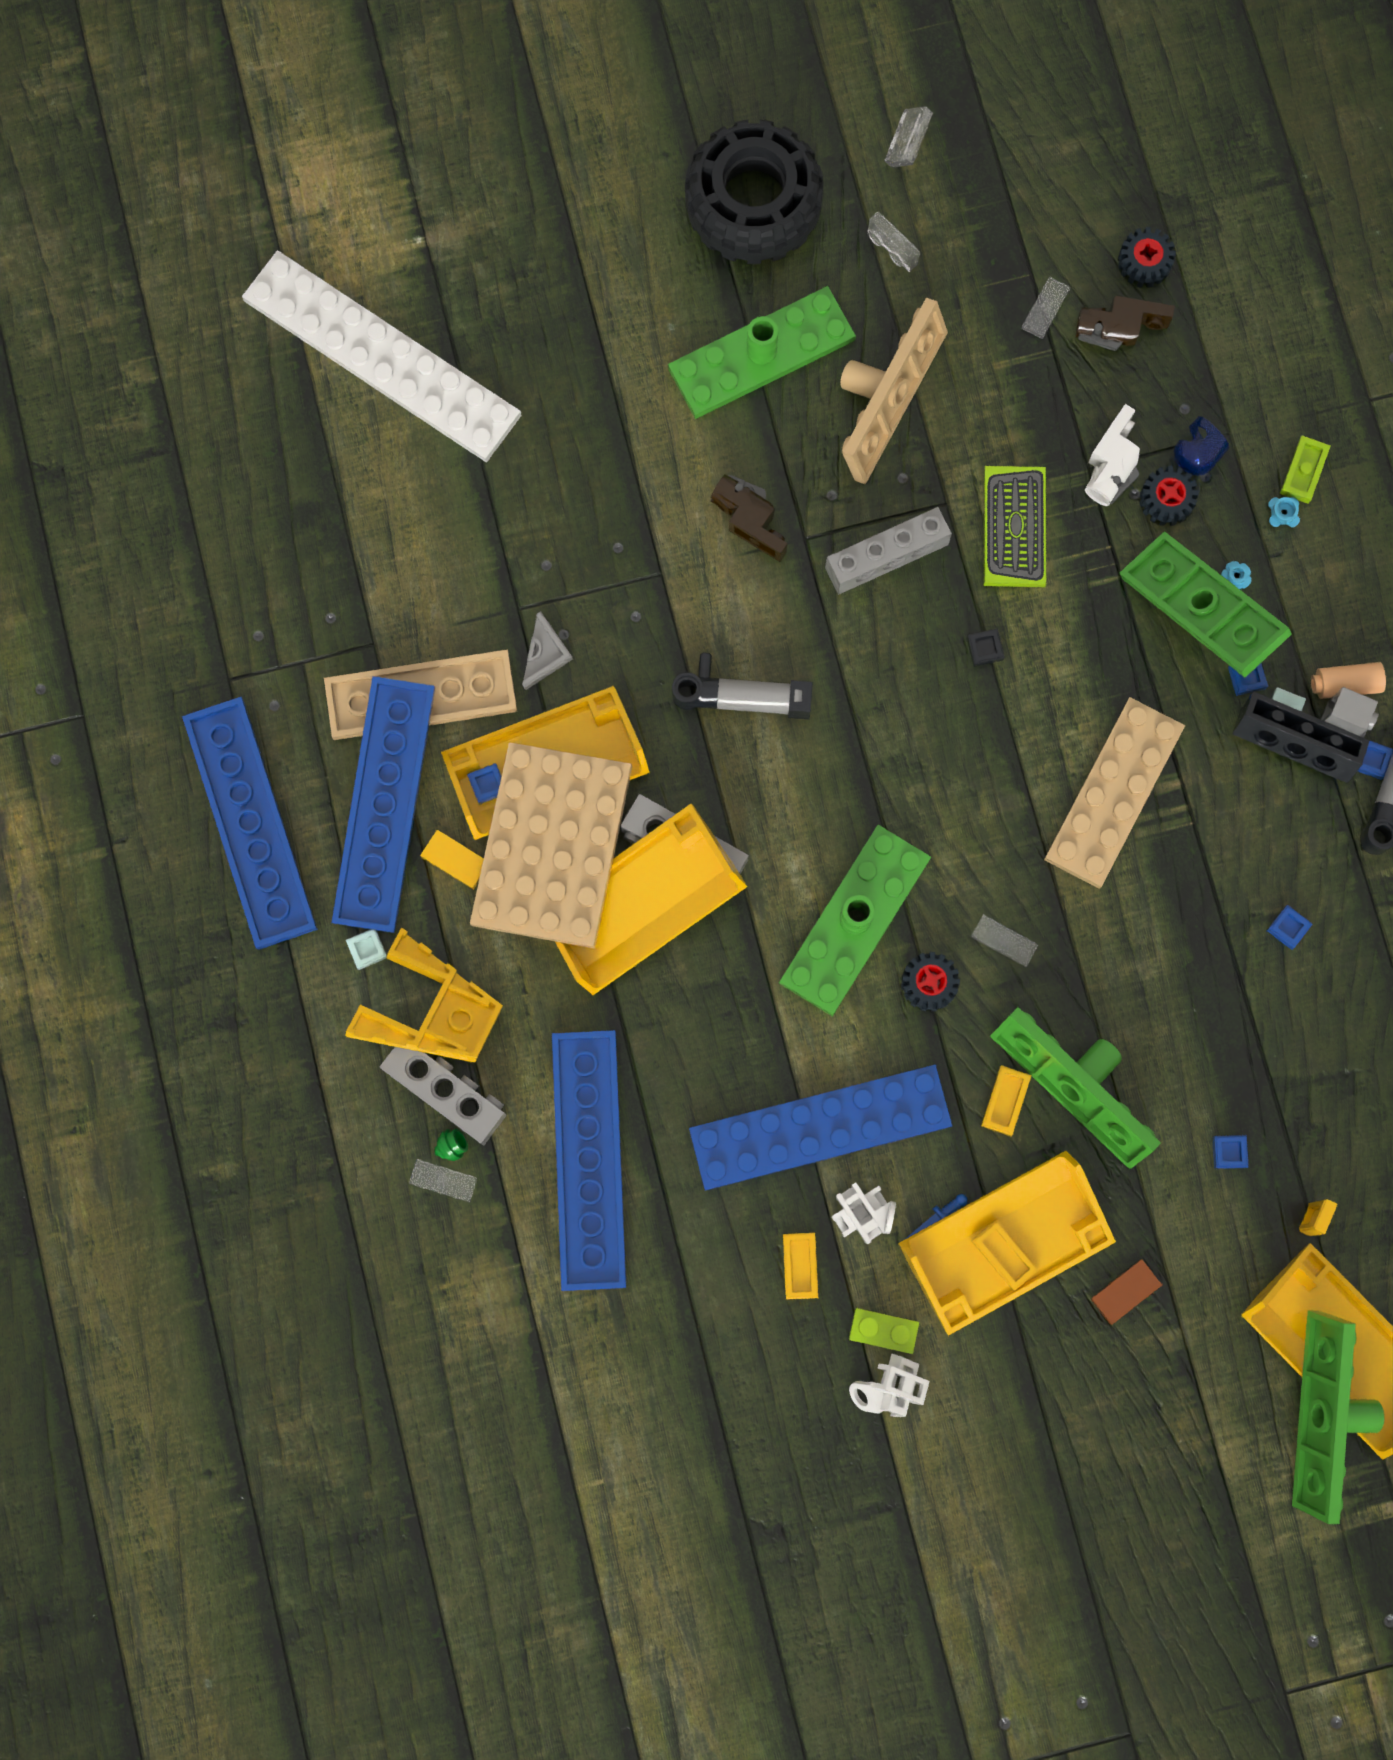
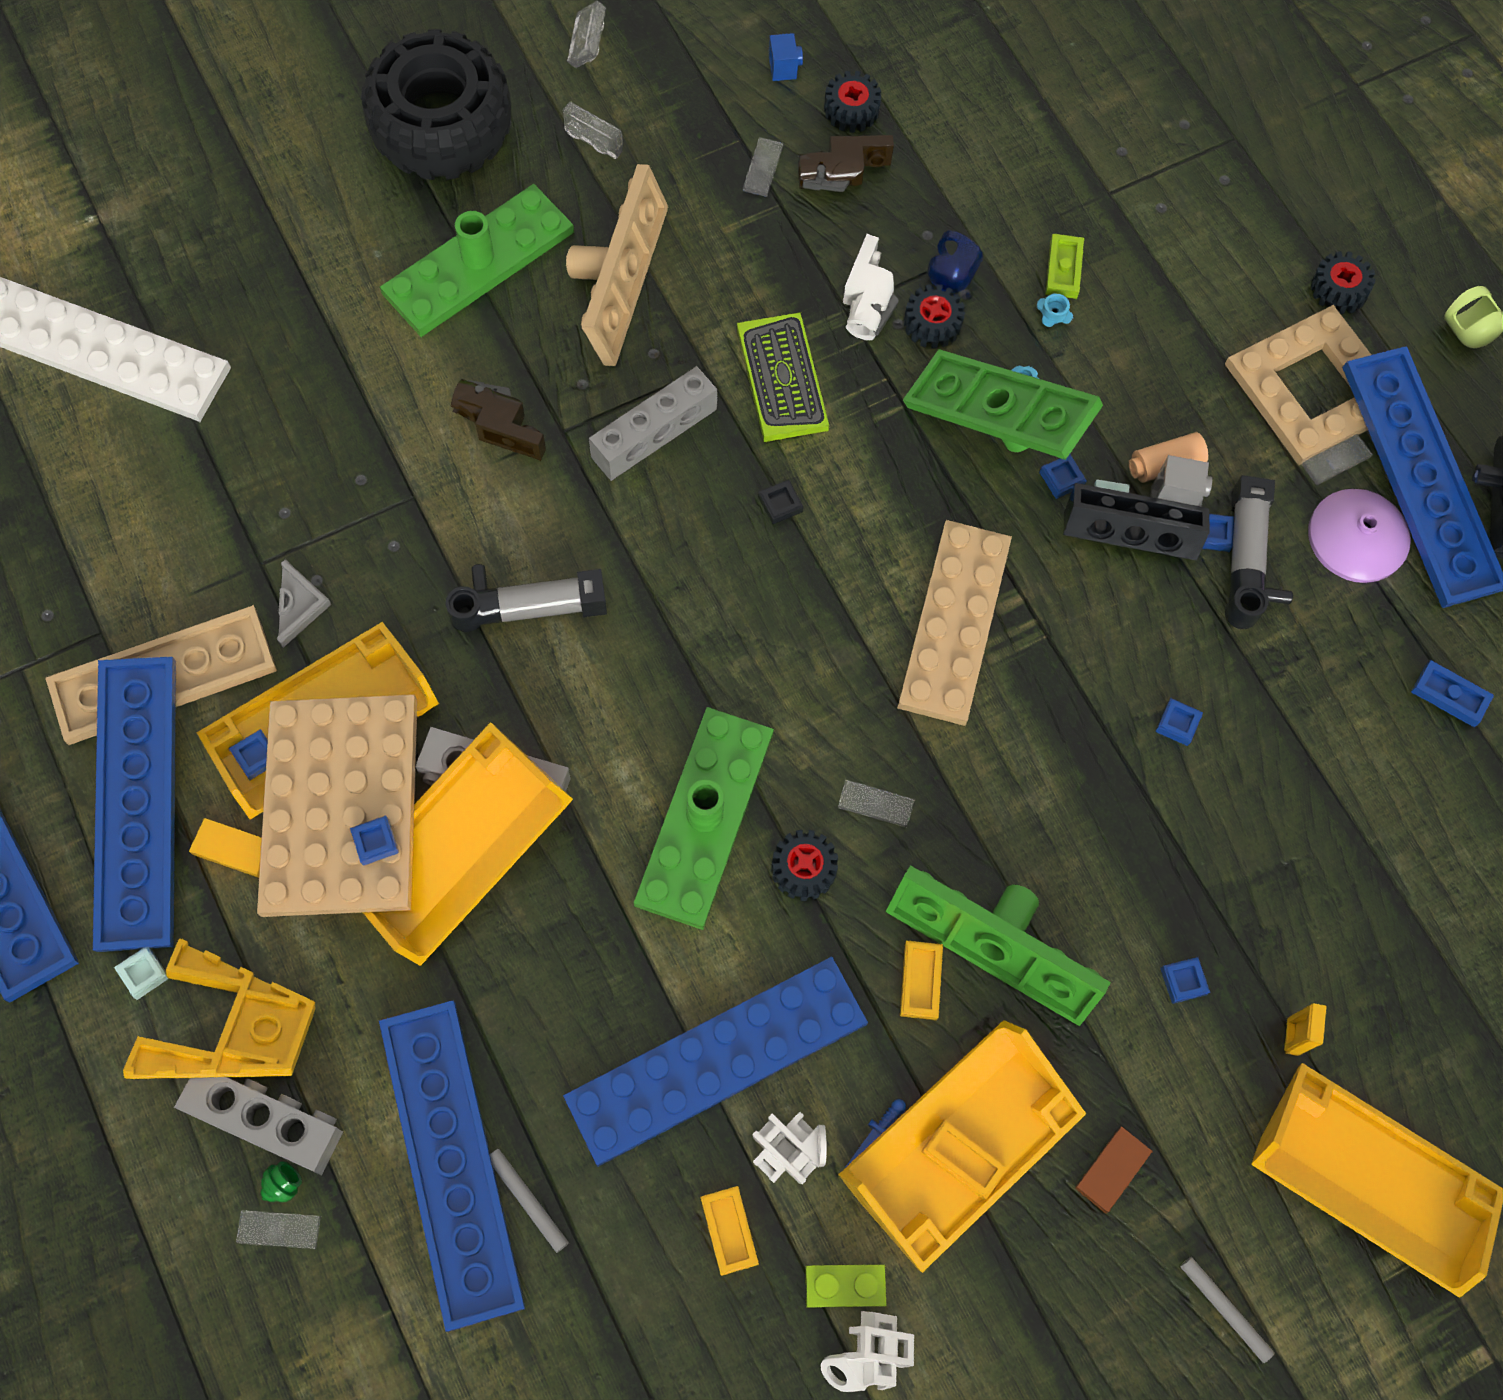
camera: 20 degrees left, 10 degrees down
(576, 885) = (374, 840): none -> blue tile
(644, 1204) = (528, 1201): none -> light grey bar
(1092, 197) = (784, 57): none -> blue plate
(1189, 1423) = (1227, 1309): none -> light grey bar
(1328, 1416) = (1387, 1262): bright green plate -> none

